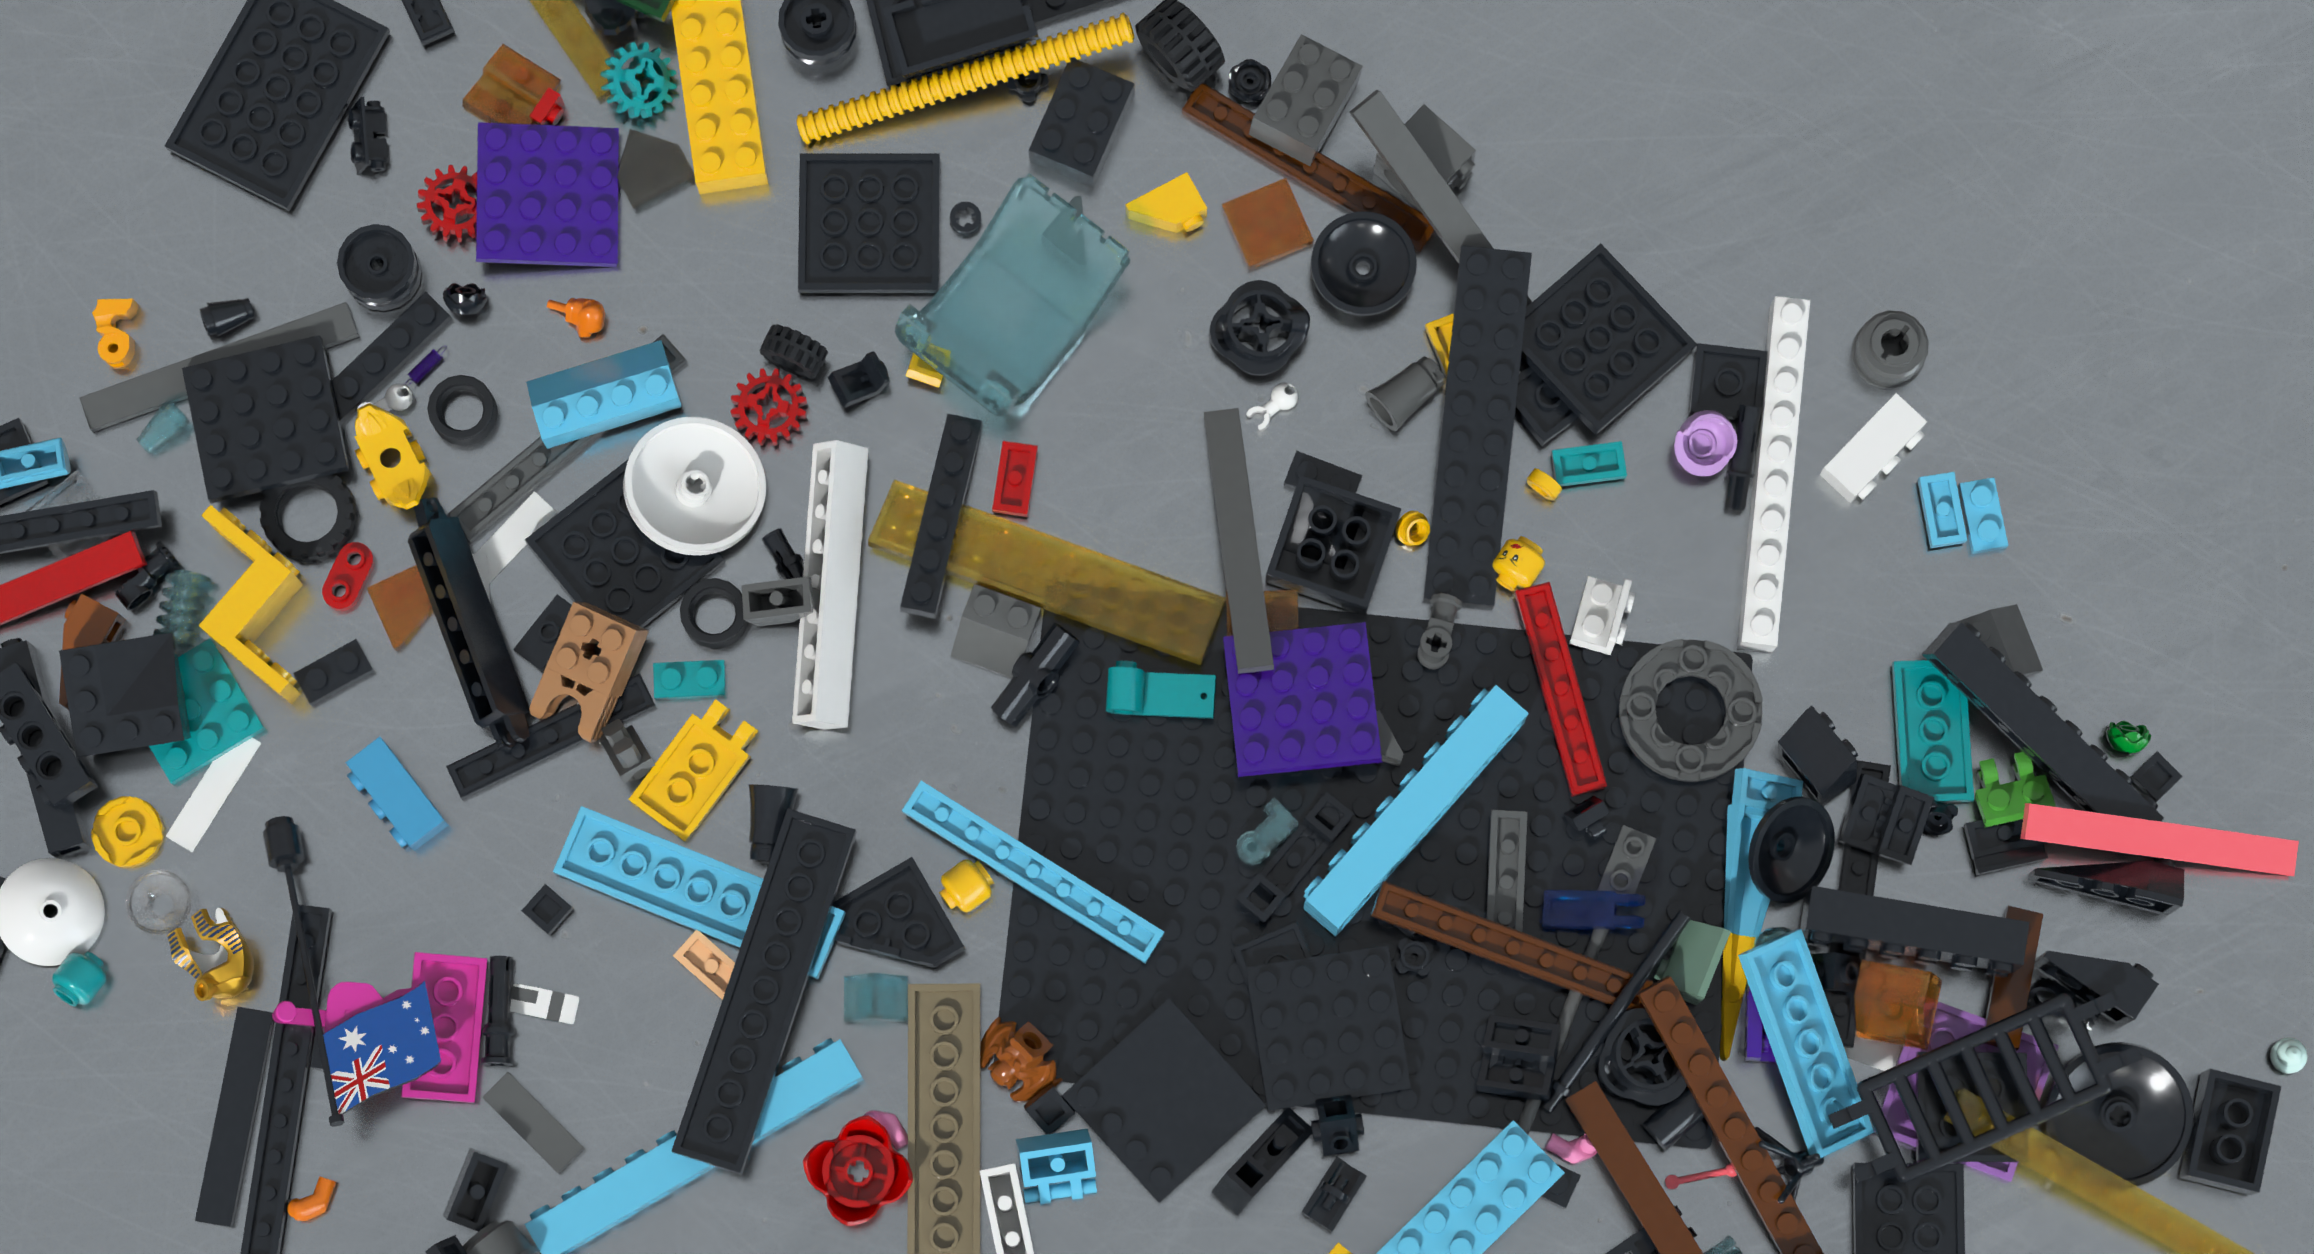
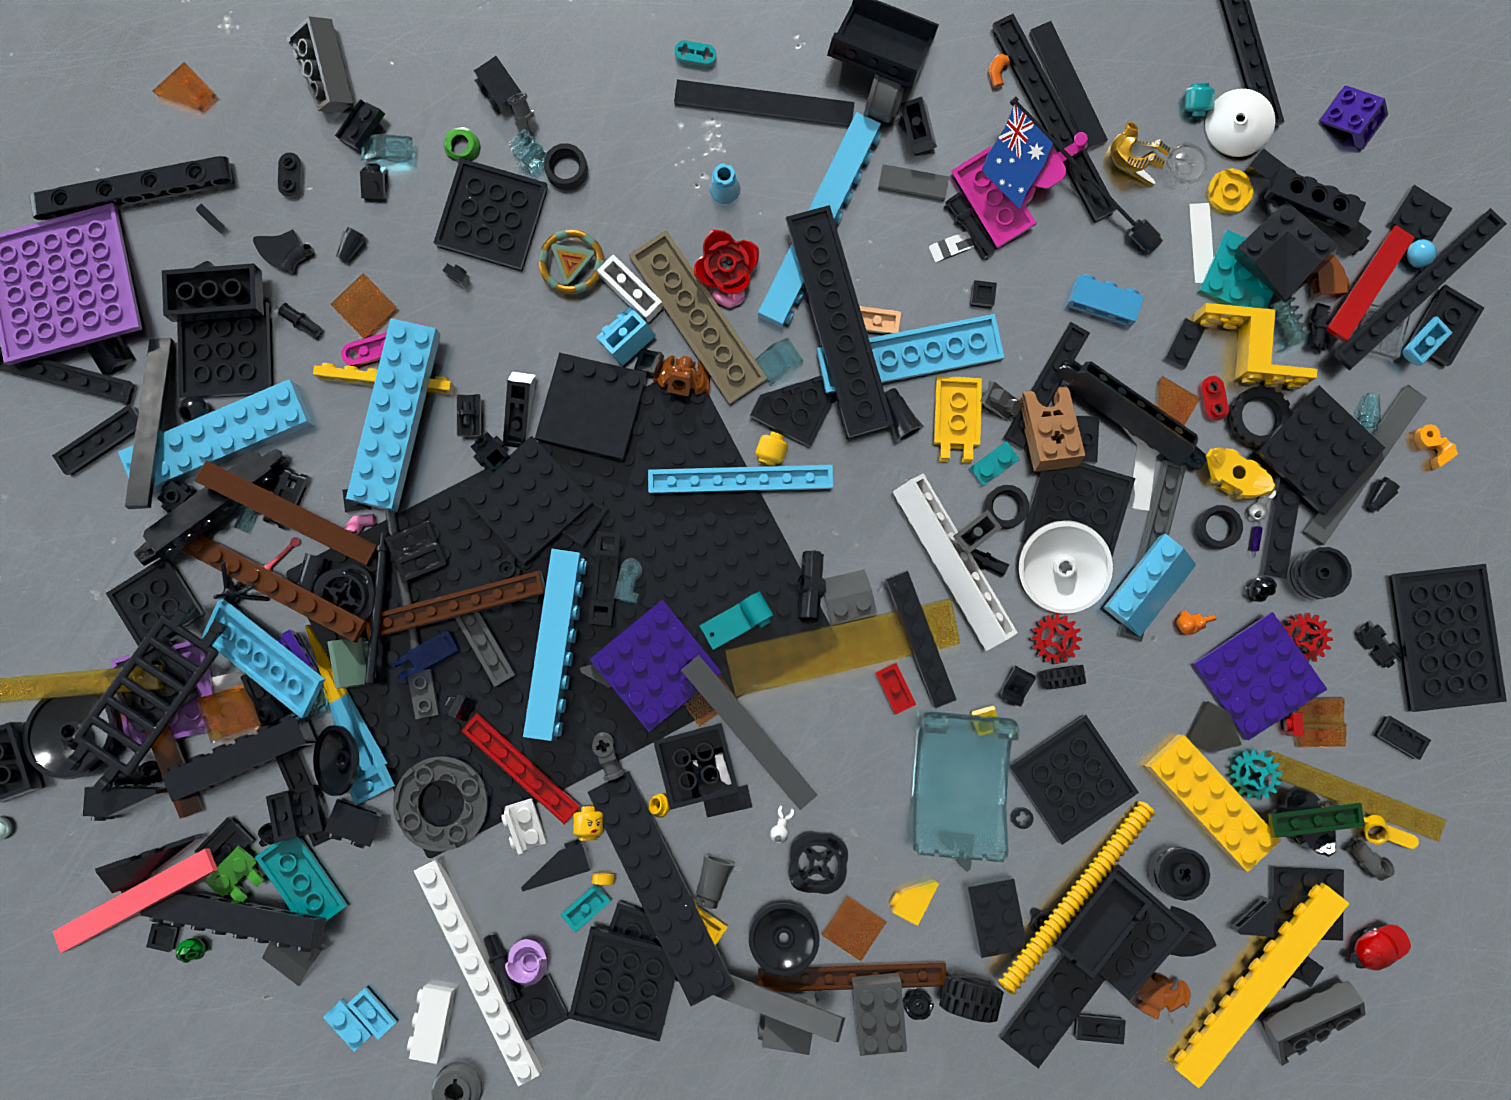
camera: 145 degrees right, 5 degrees up
(1584, 534) = (564, 864): none -> black slope

